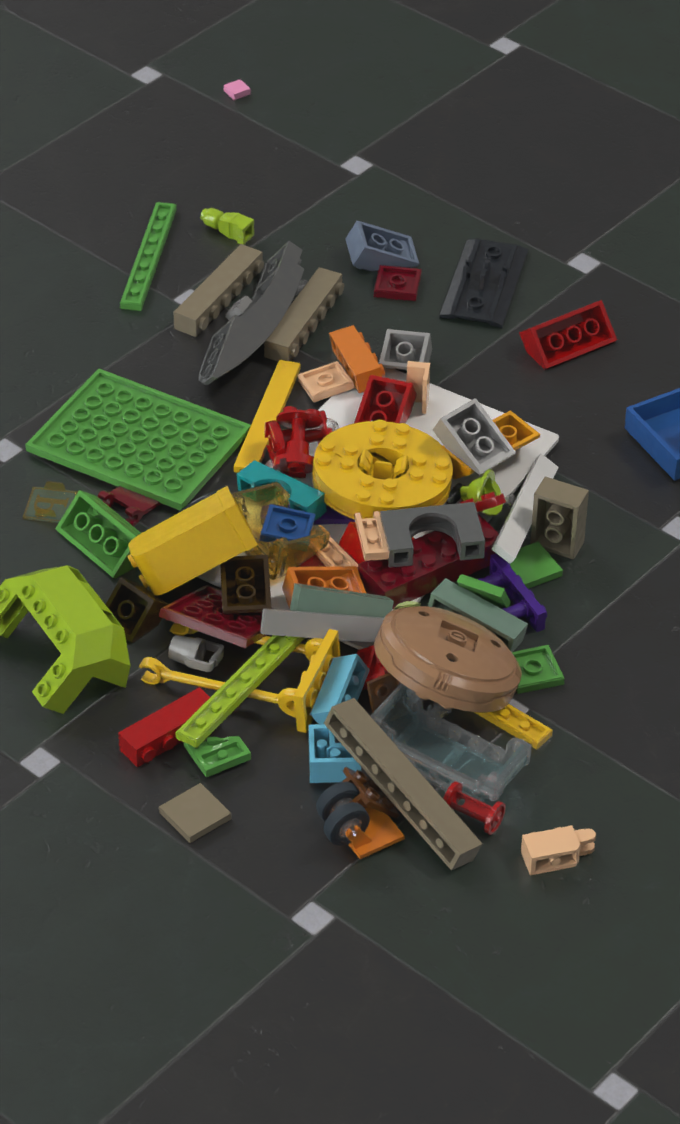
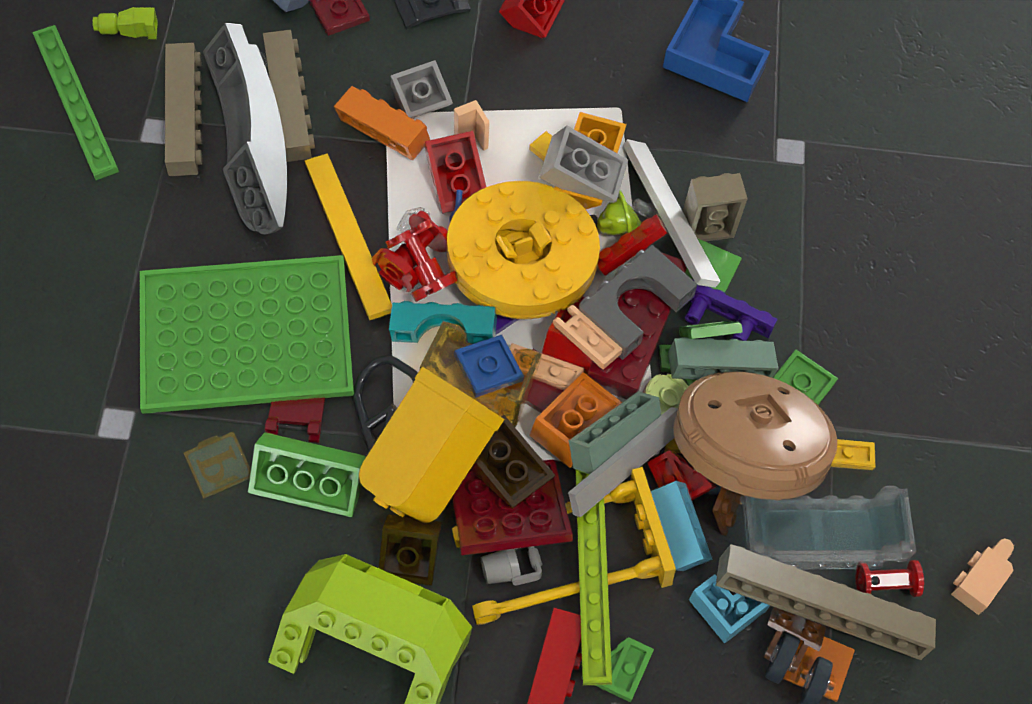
camera: 40 degrees left, 20 degrees up
(238, 307) = (218, 120): light grey tile -> none
(325, 381) = (369, 162): light nougat tile -> none

